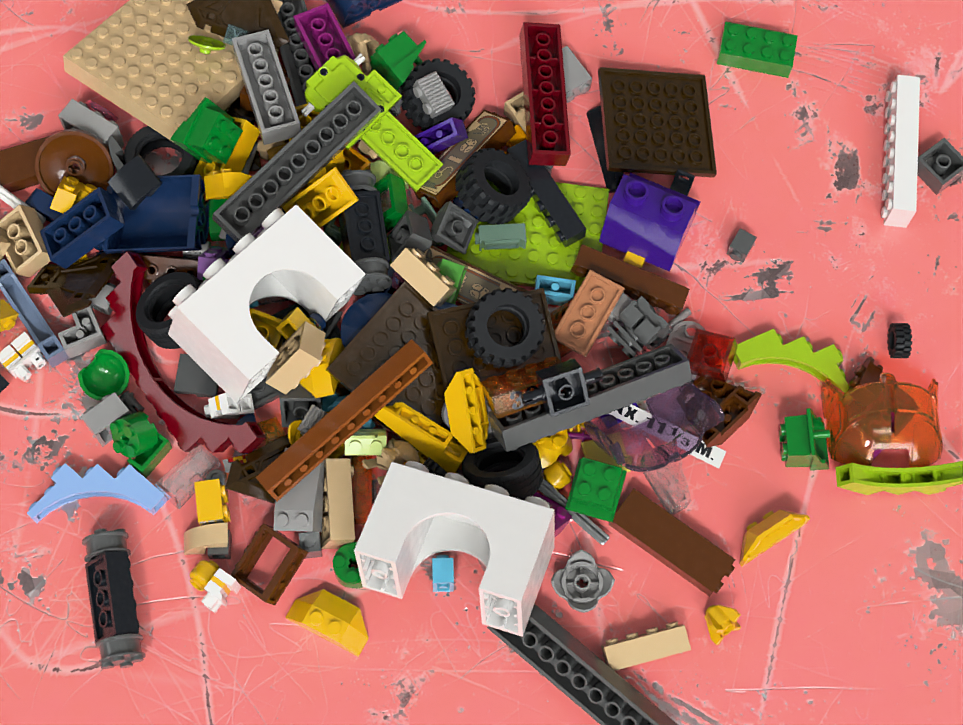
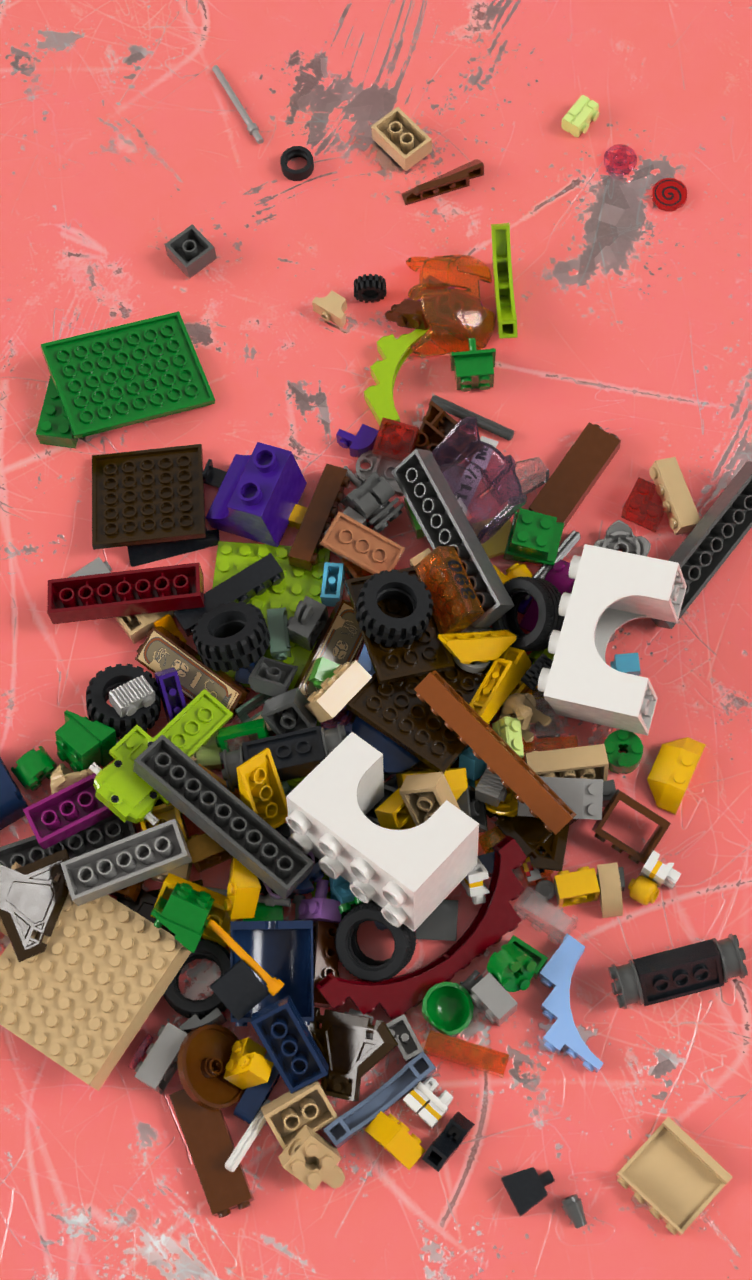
camera: 80 degrees left, 0 degrees up
(60, 395) = (466, 1054): none -> clear orange brick
(137, 212) = (273, 984): none -> light orange piece
(206, 44) = (70, 932): lime dish -> none
(233, 32) = (59, 906): clear light blue tile -> none
(318, 321) = (383, 794): dark blue tile -> none
(378, 23) = (34, 768): none -> green brick
(507, 259) = (307, 623): none -> dark grey brick
(562, 387) = (457, 549): black brick -> none
(635, 607) = (640, 508): none -> clear red brick
(714, 323) = (358, 444): none -> dark purple brick
(721, 621) = (644, 435): yellow brick -> none
(741, 245) = (277, 421): dark grey brick -> none
(746, 441) = (482, 422): none -> dark grey axle
(769, 532) = (560, 399): yellow wedge -> none
(792, 103) = (127, 374): none -> green plate
(876, 304) = (331, 308): none -> tan brick
(901, 151) = (176, 282): white brick -> none

